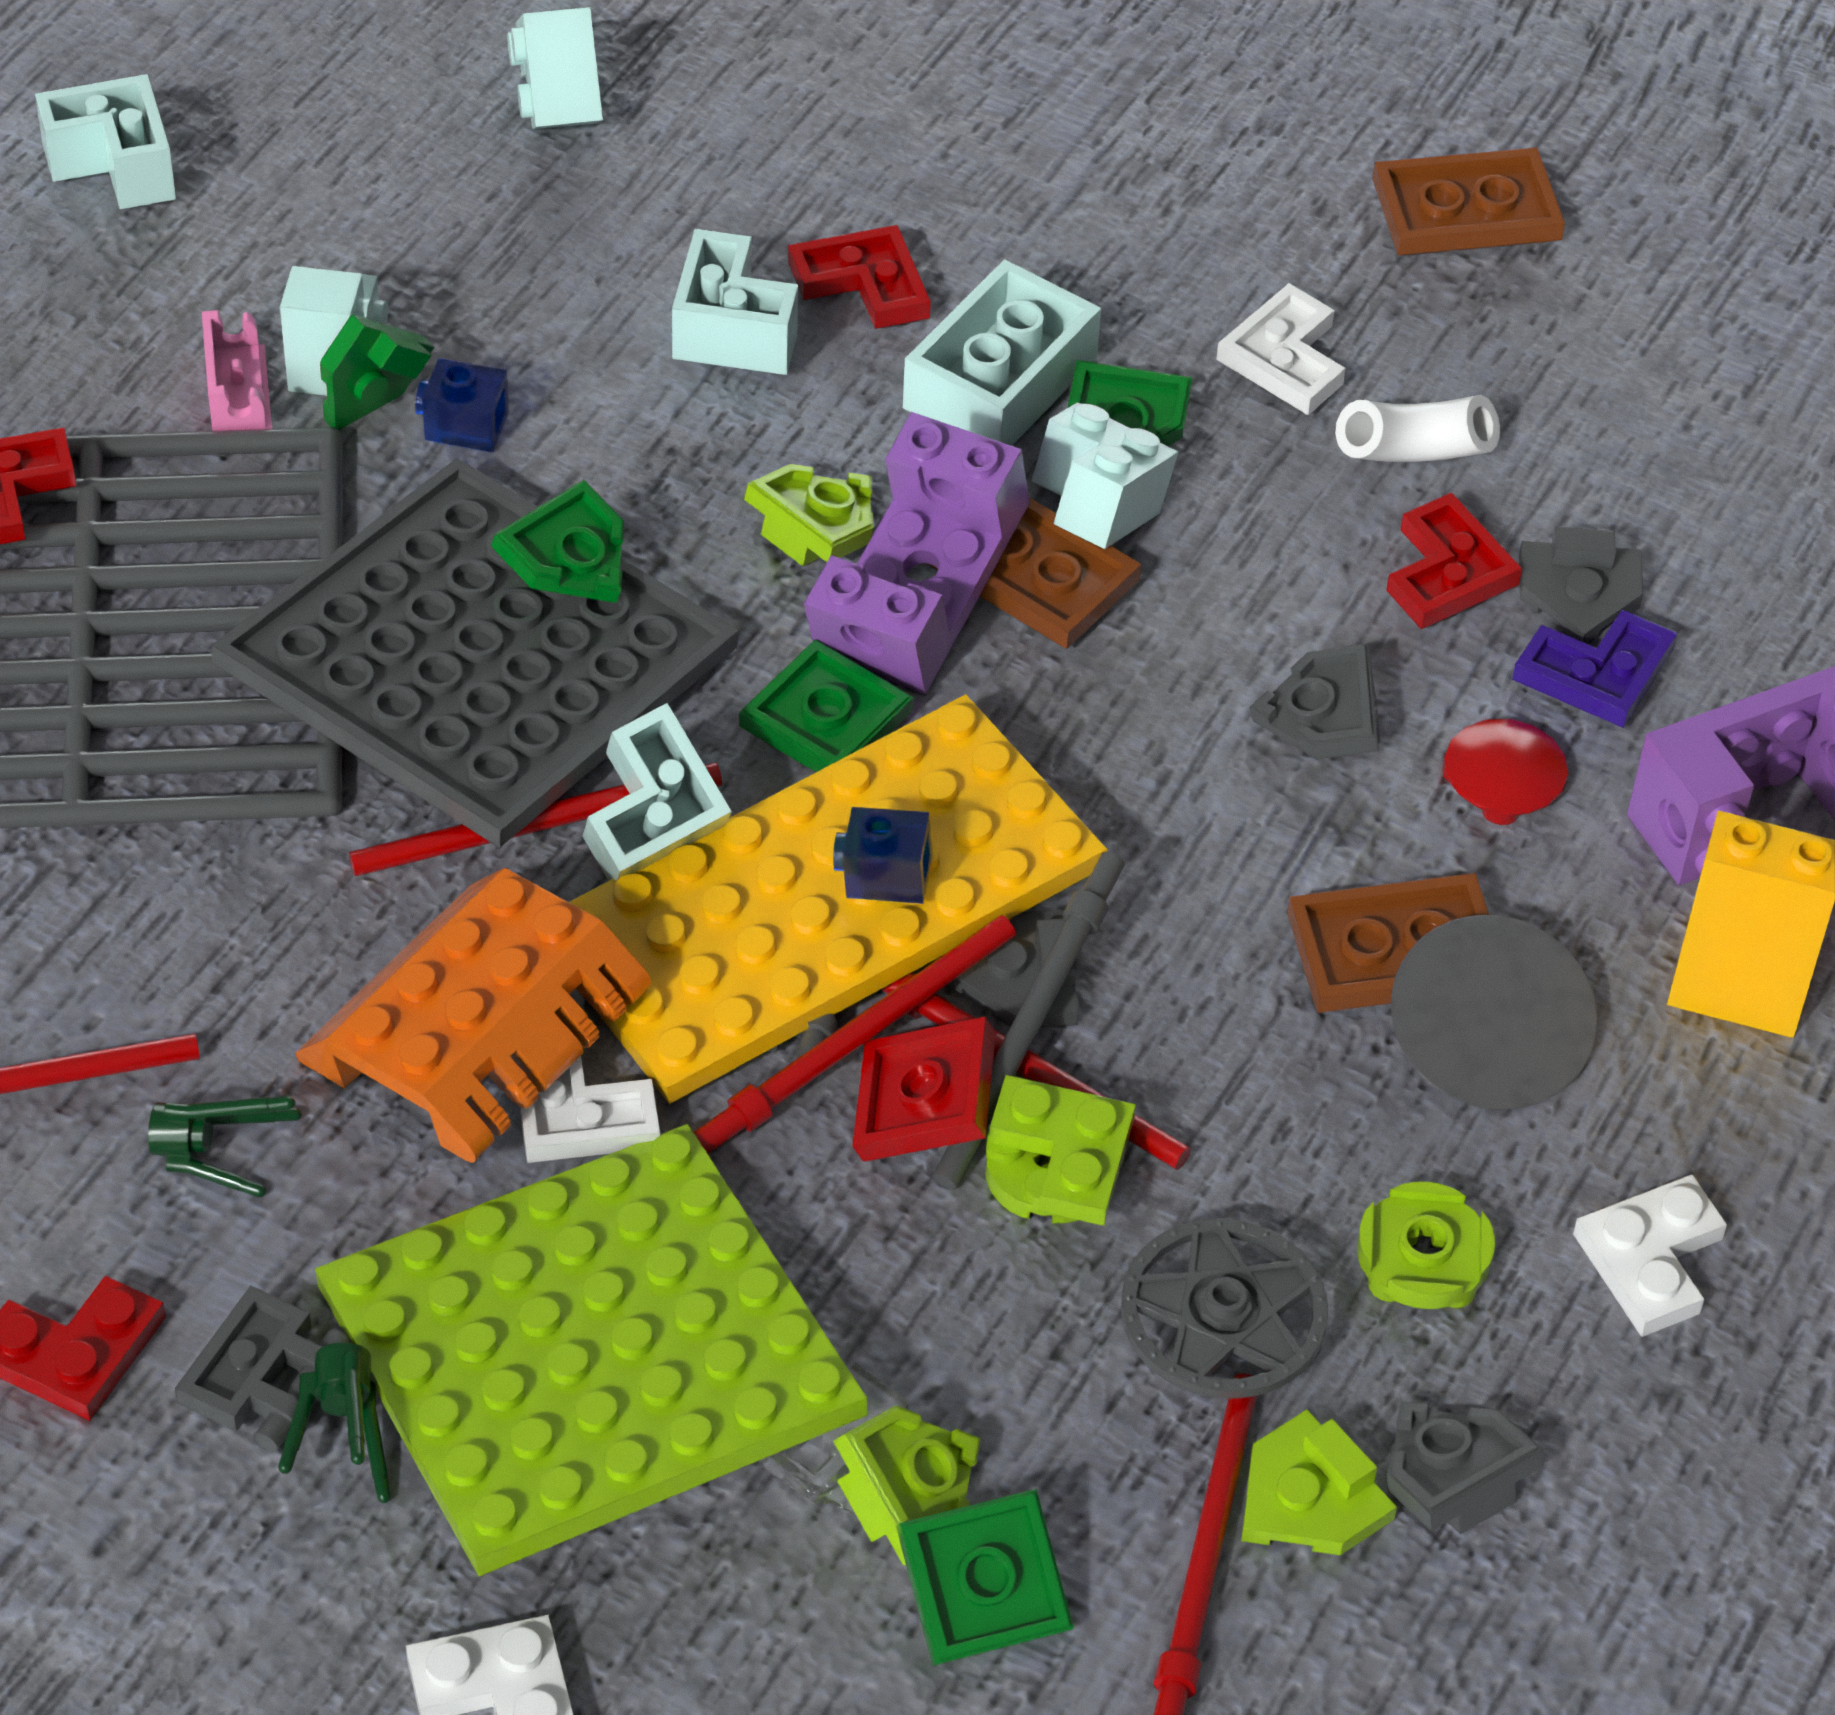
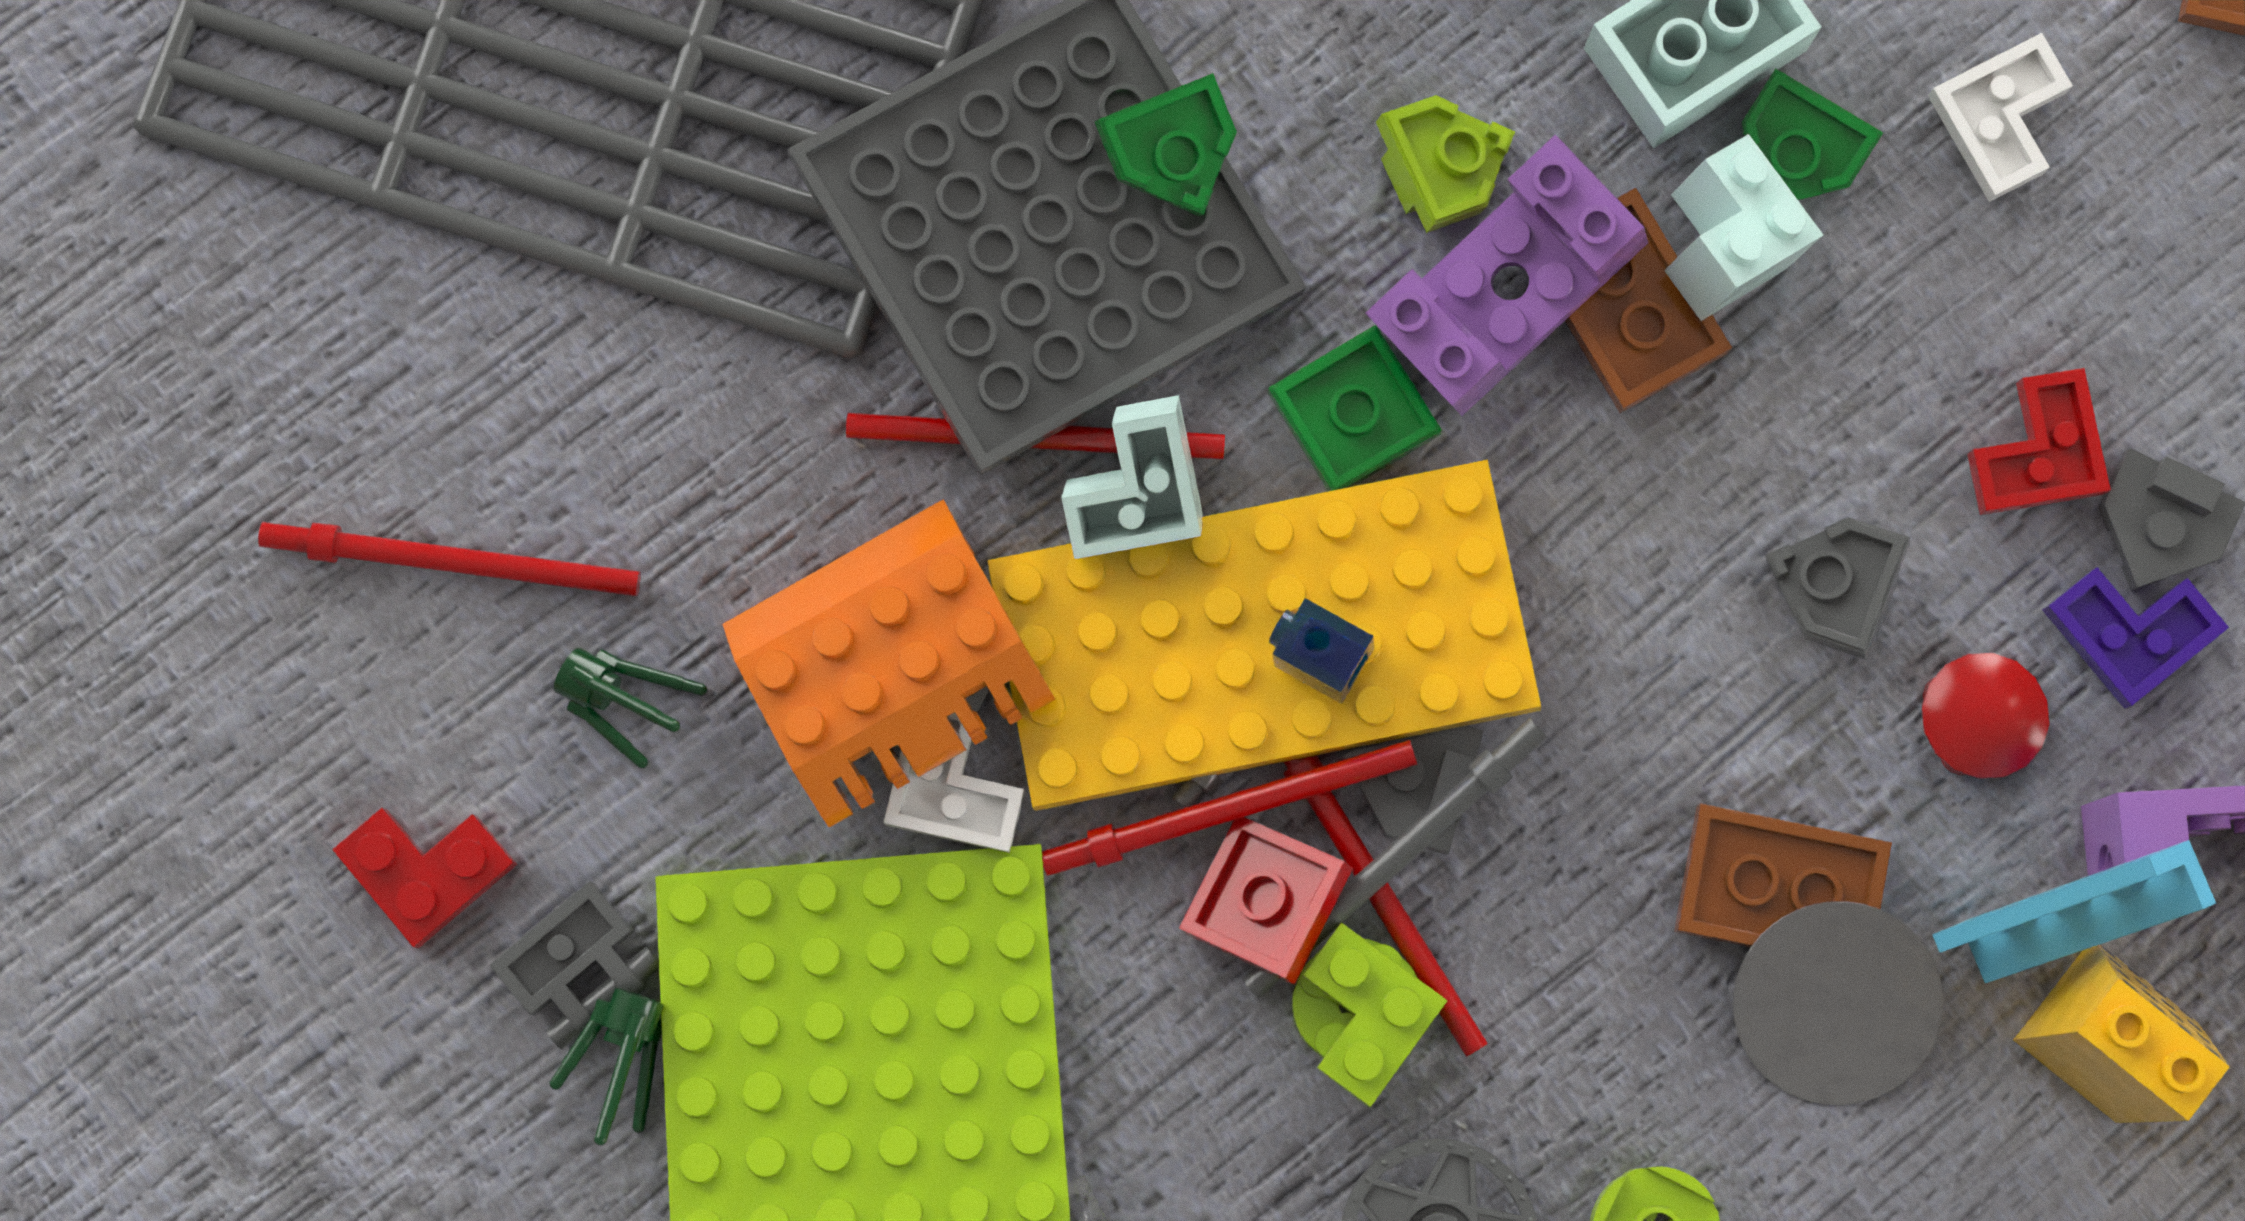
camera: 25 degrees right, 30 degrees up
(1418, 430) = (2087, 273): white cylinder -> none
(1660, 835) = (2083, 913): none -> medium azure fence

